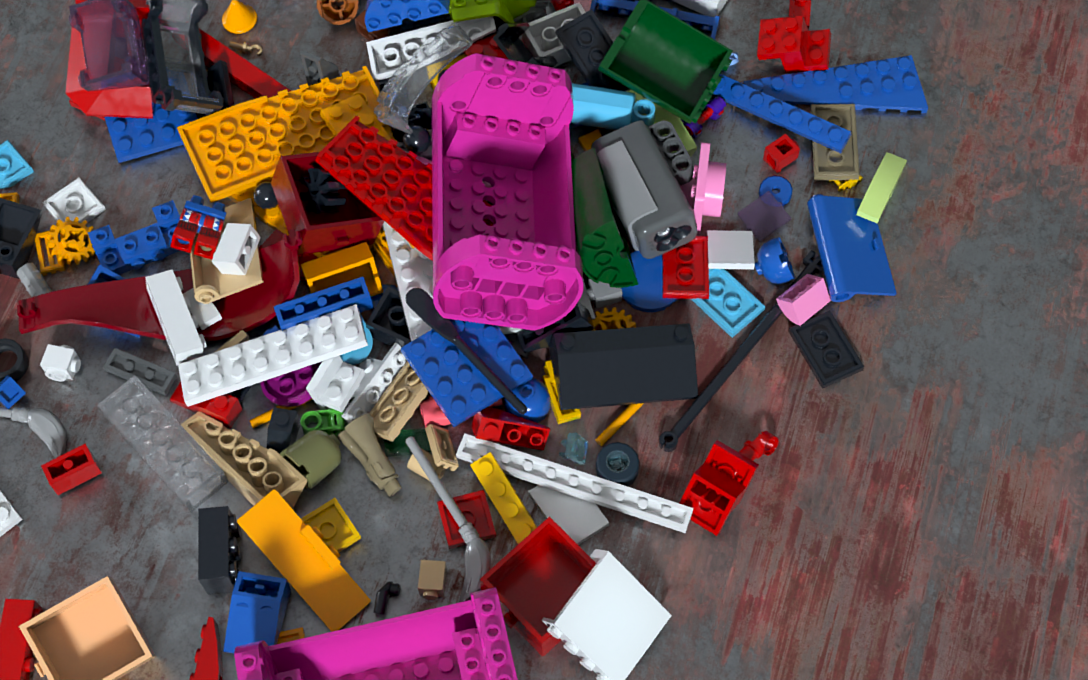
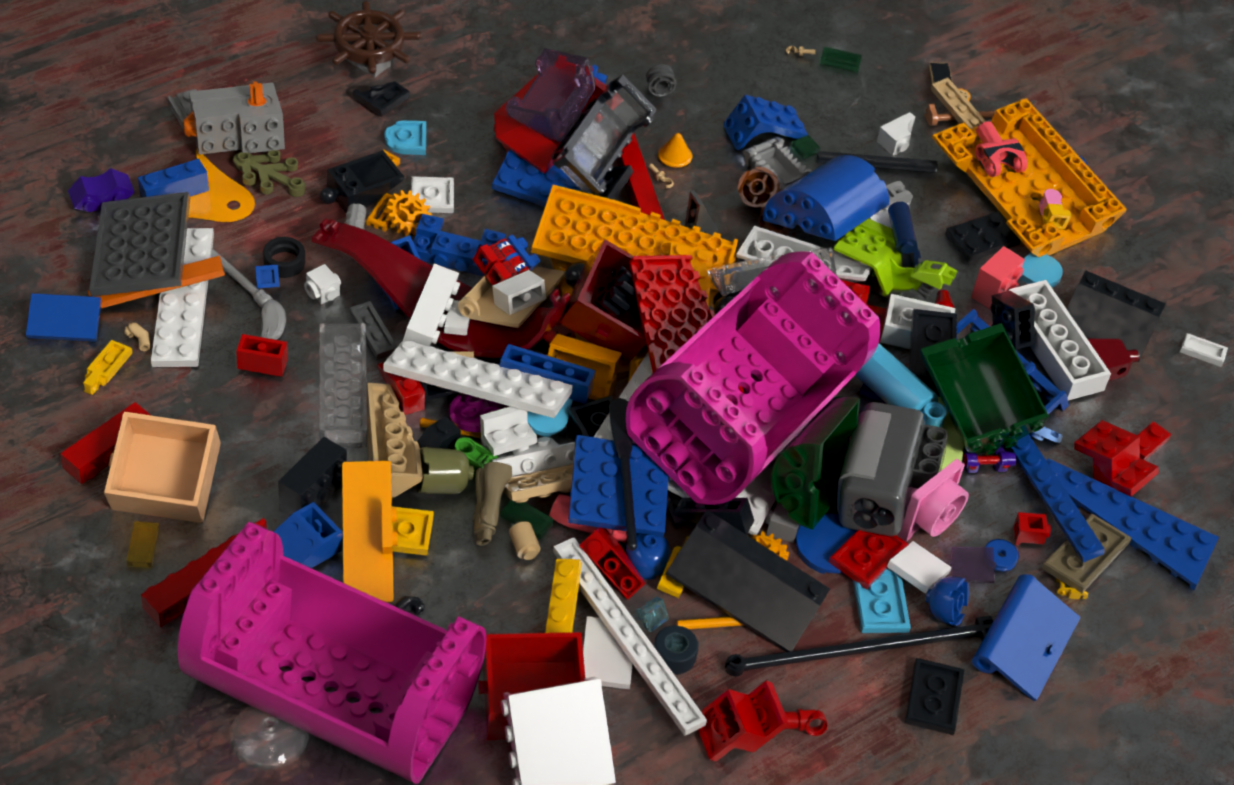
camera: 30 degrees right, 15 degrees down
(432, 579) = (451, 611): tan brick -> none
(441, 447) = (545, 532): tan tile -> none
(475, 510) = (519, 600): red plate -> none
(477, 552) = (506, 620): light grey piece -> none
(514, 48) = (873, 293): black panel -> none
(804, 299) = (948, 644): bright pink brick -> none
(881, 187) = (1096, 611): yellowish green slope -> none

